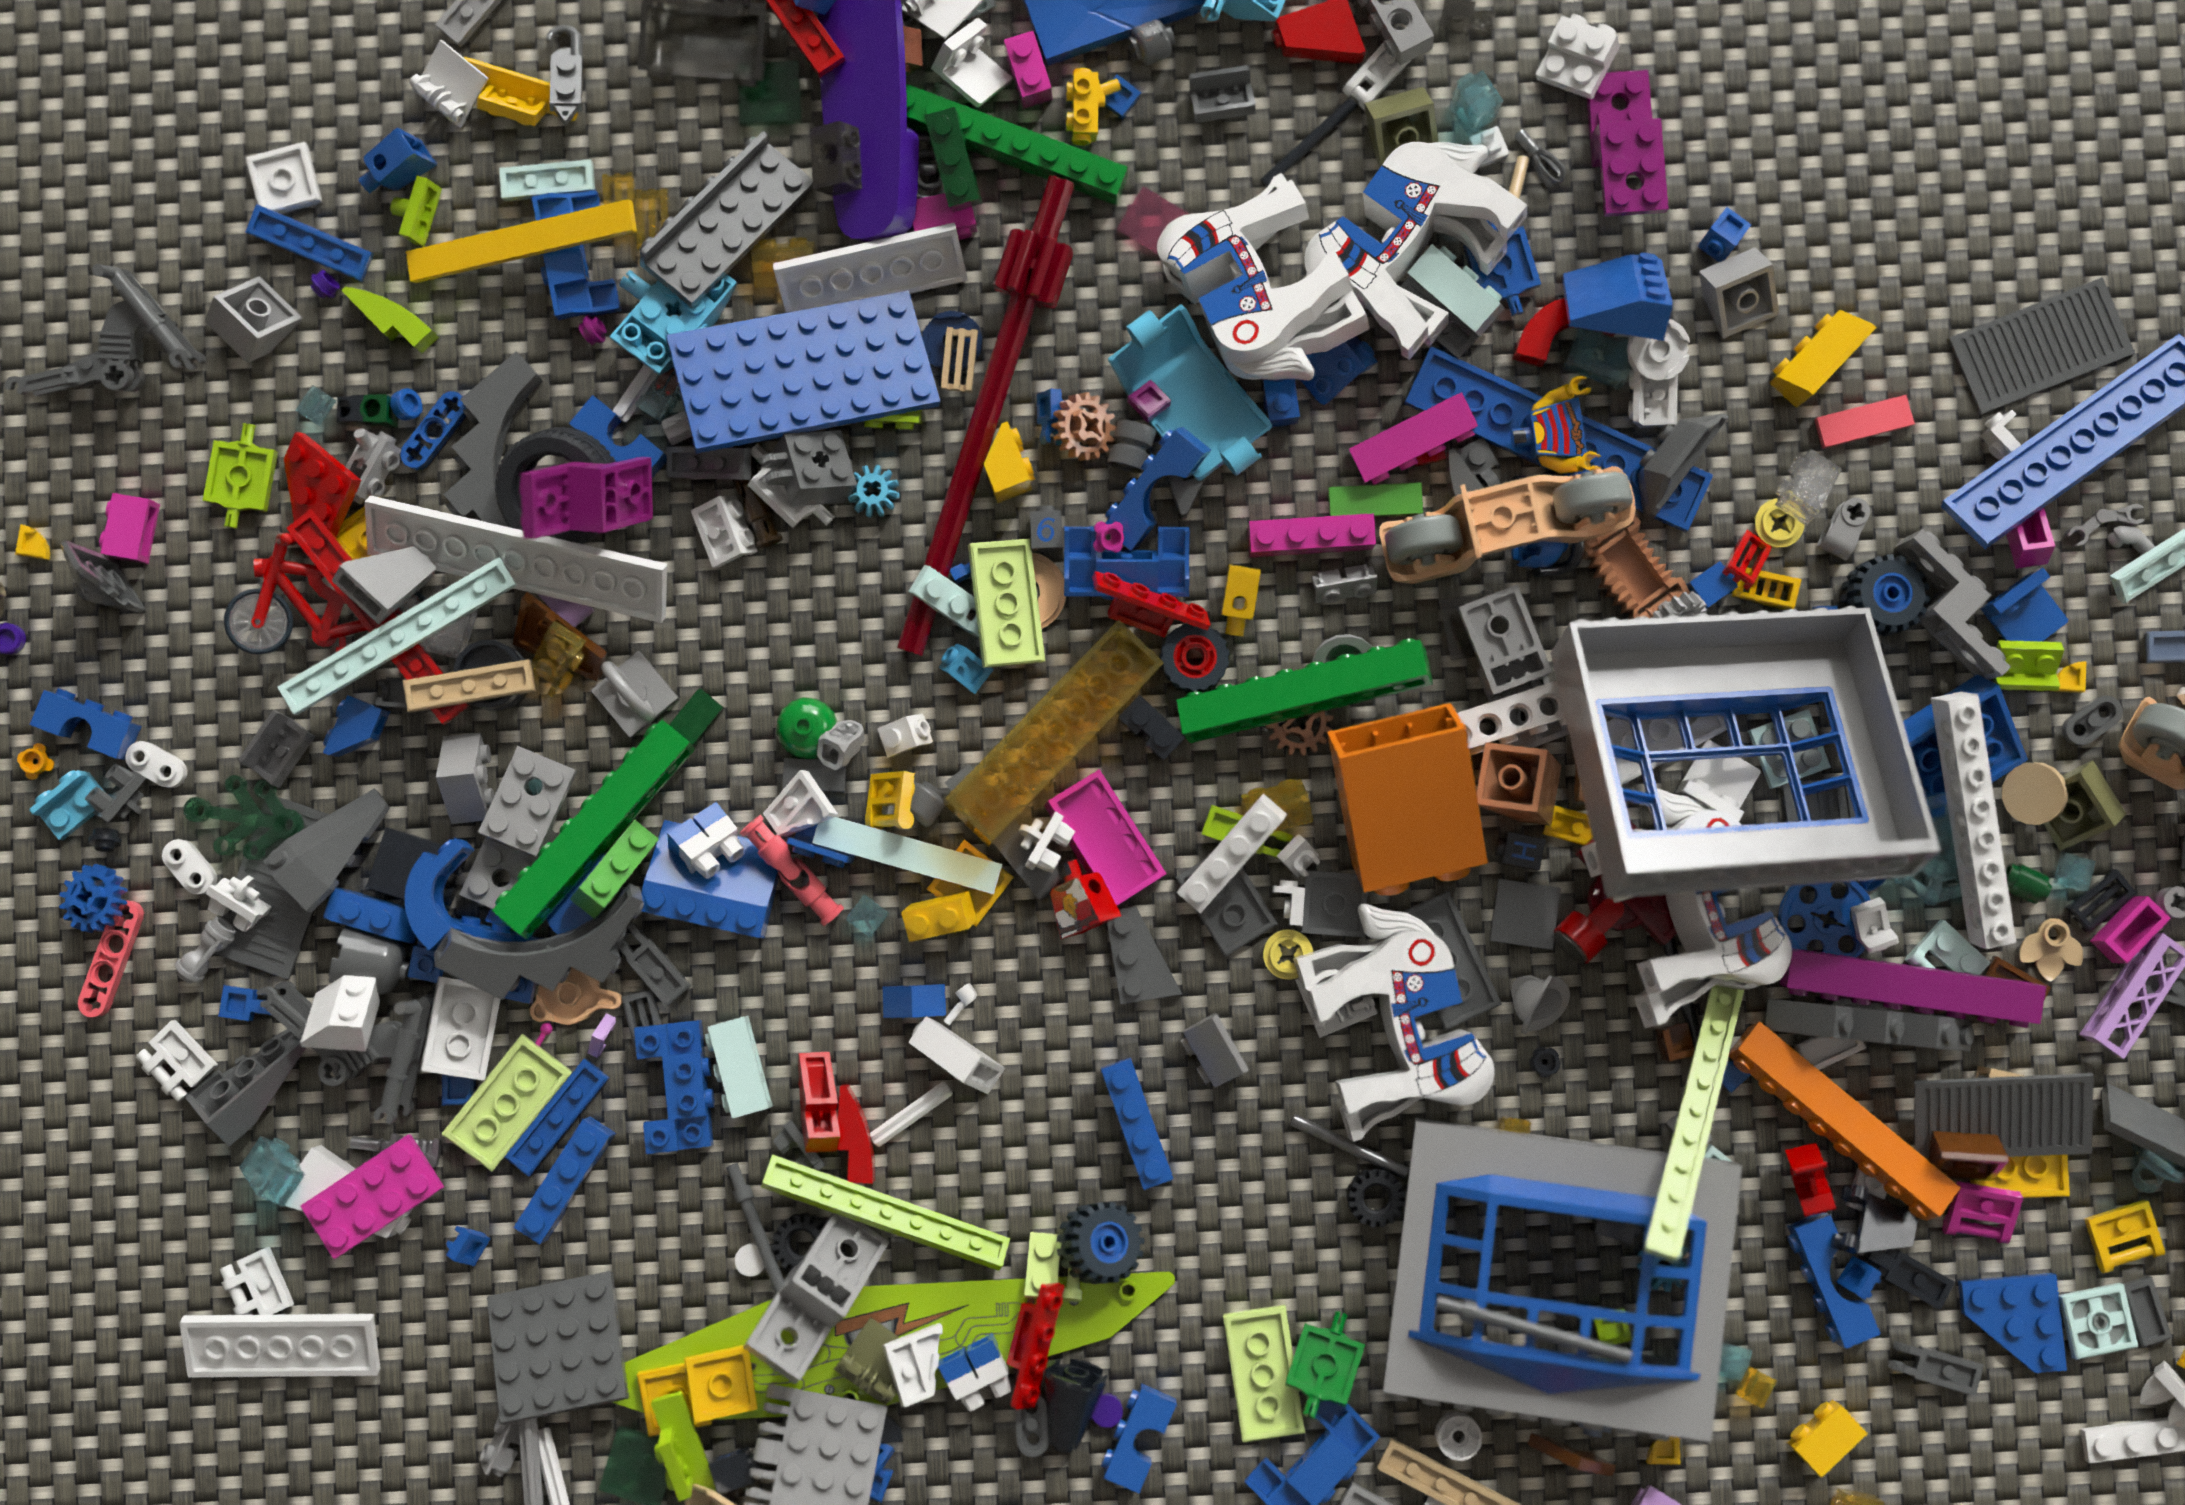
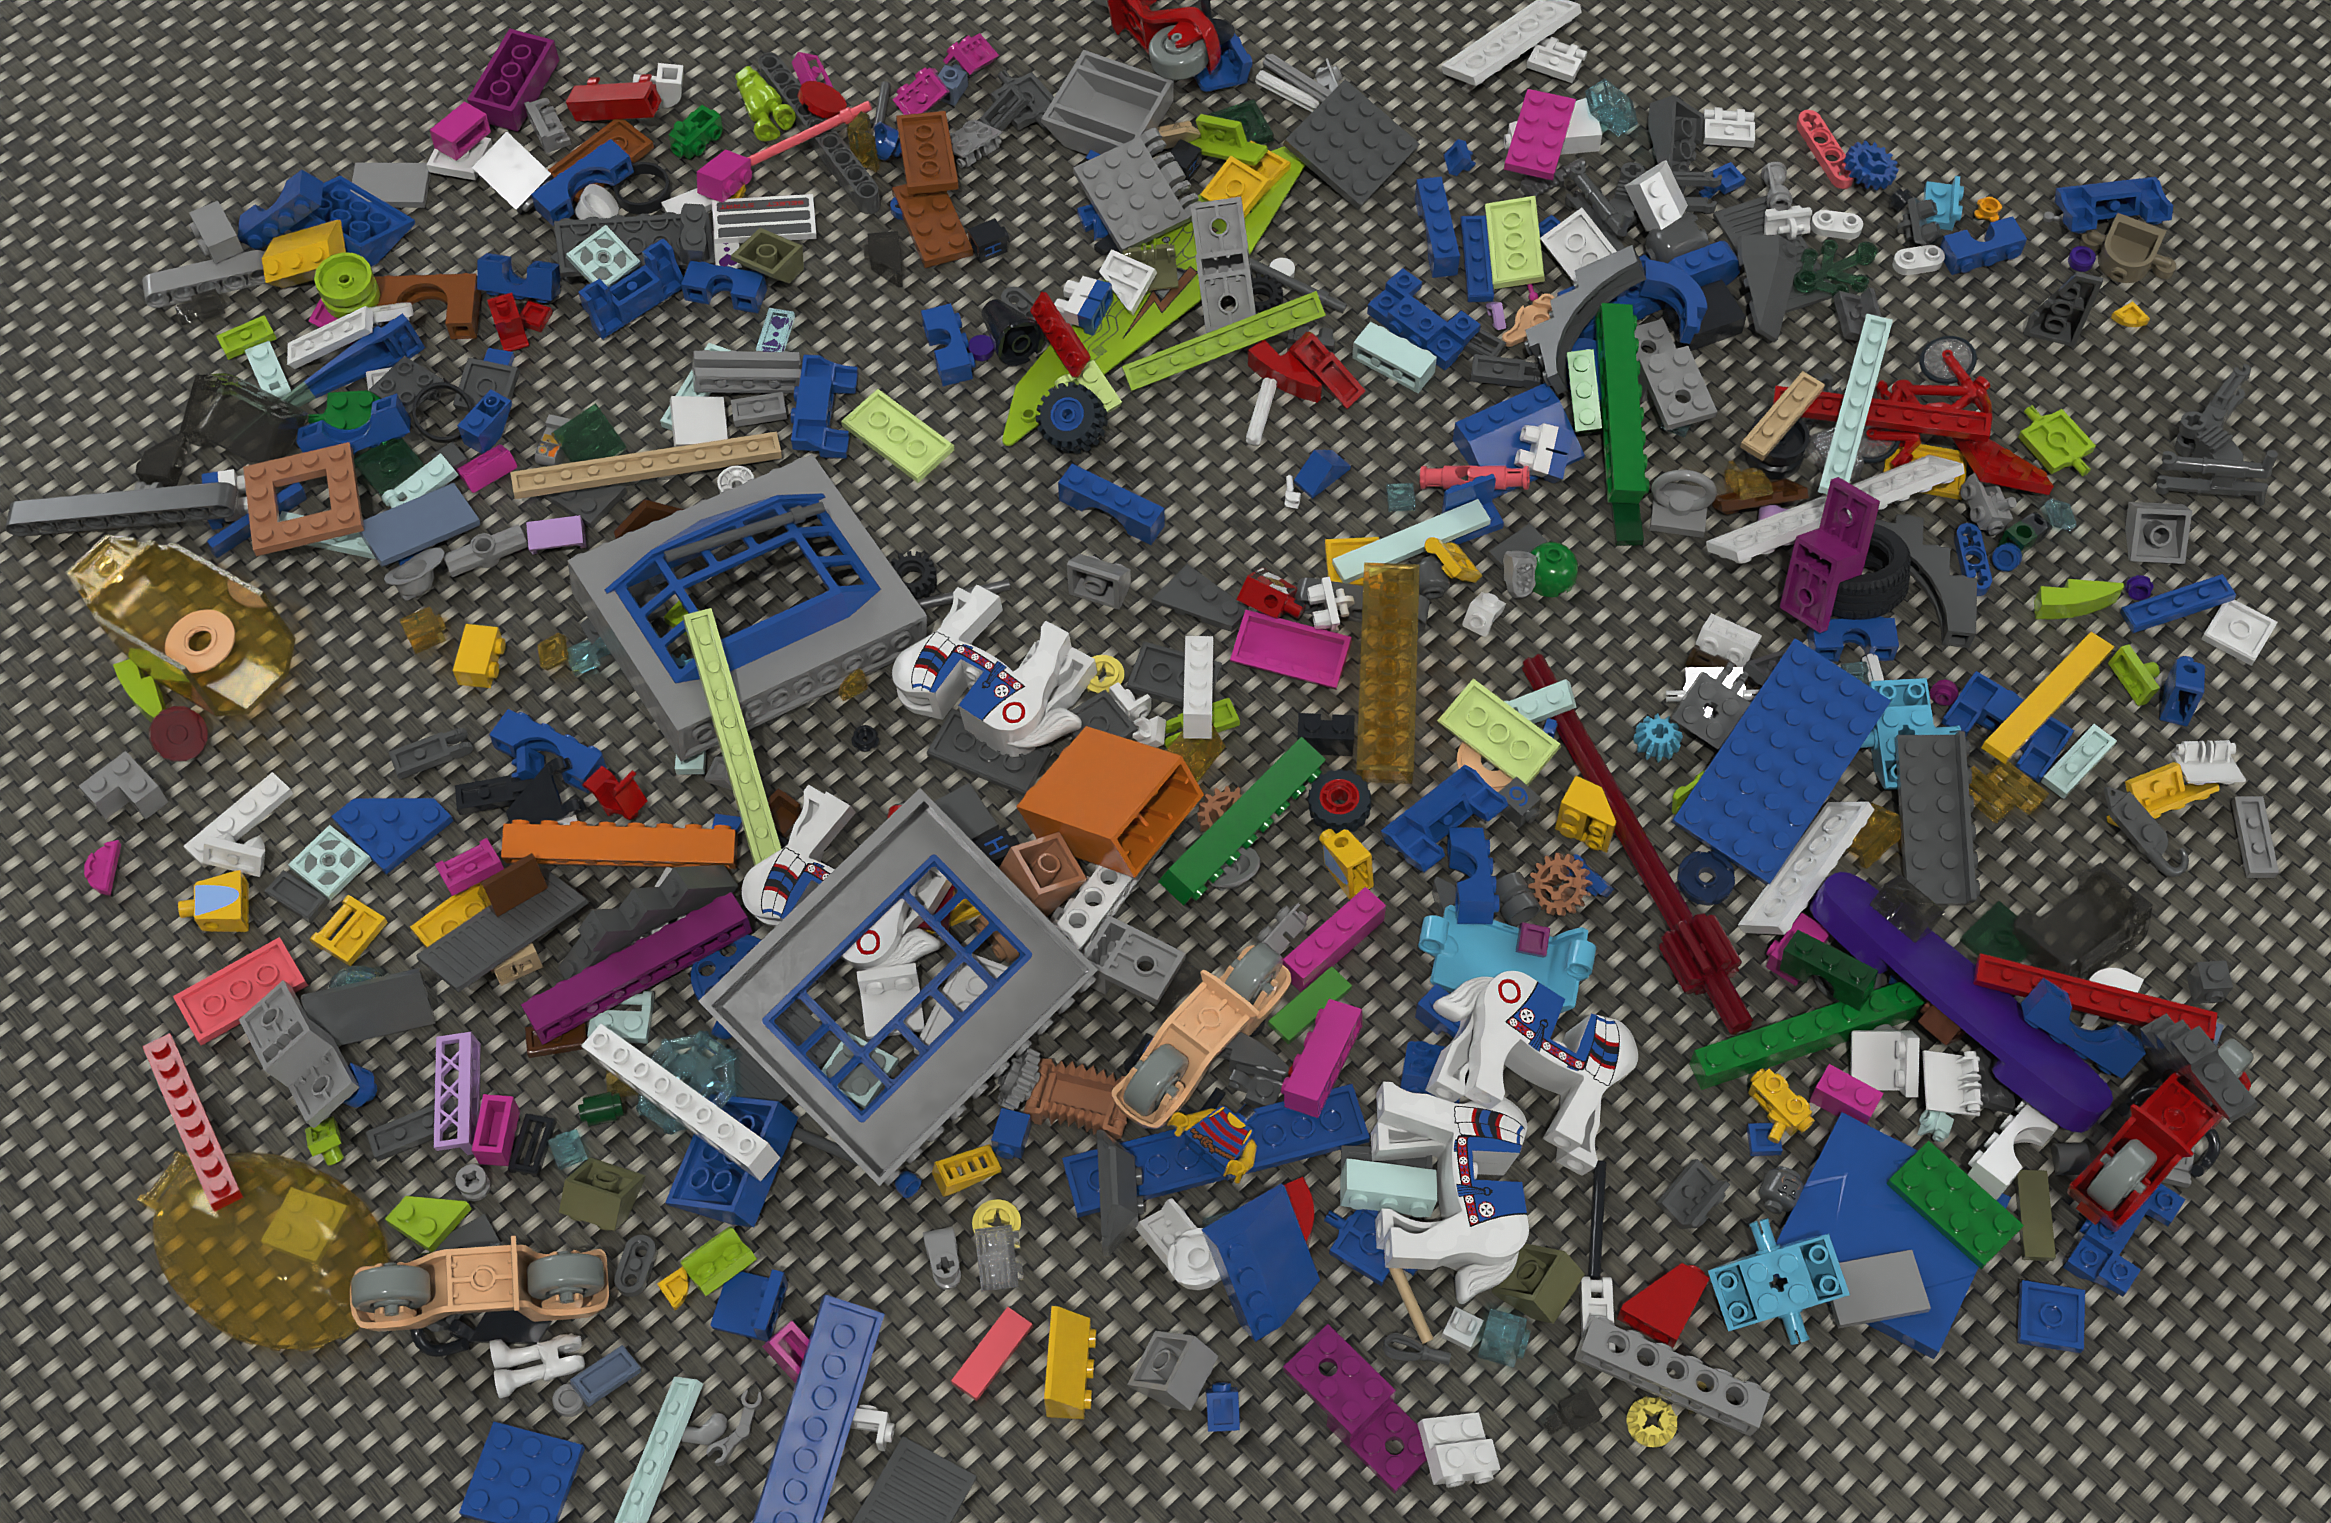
camera: 135 degrees right, 25 degrees down
(129, 528) = (2084, 362): dark pink brick -> none
(355, 727) = (1829, 358): blue slope -> none
(384, 580) = (1898, 430): light grey slope -> none
(464, 777) = (1735, 378): light grey brick -> none
(799, 806) = (1508, 515): white wing -> none
(939, 916) = (1354, 520): yellow brick -> none
(956, 1055) = (1264, 456): white slope -> none
(961, 333) = (1699, 859): tan tile -> none
(964, 667) = (1488, 675): dark azure bracket -> none
(1116, 537) = (1465, 815): dark pink plate -> none
(1146, 609) = (1402, 796): red bracket -> none
(1148, 218) = (1655, 1073): clear pink piece -> none
(1325, 1365) = (862, 459): green plate -> none
(1539, 1001) = (903, 765): light grey helmet -> none
(1739, 572) = (997, 1144): red tile -> none
(1873, 925) = (694, 982): white bracket -> none
(1890, 590) = (872, 1226): black wheel -> none
(1953, 605) = (813, 1254): light grey bracket -> none
(2034, 793) = (643, 1171): tan tile -> none
(2051, 954) = (545, 1079): tan plate -> none

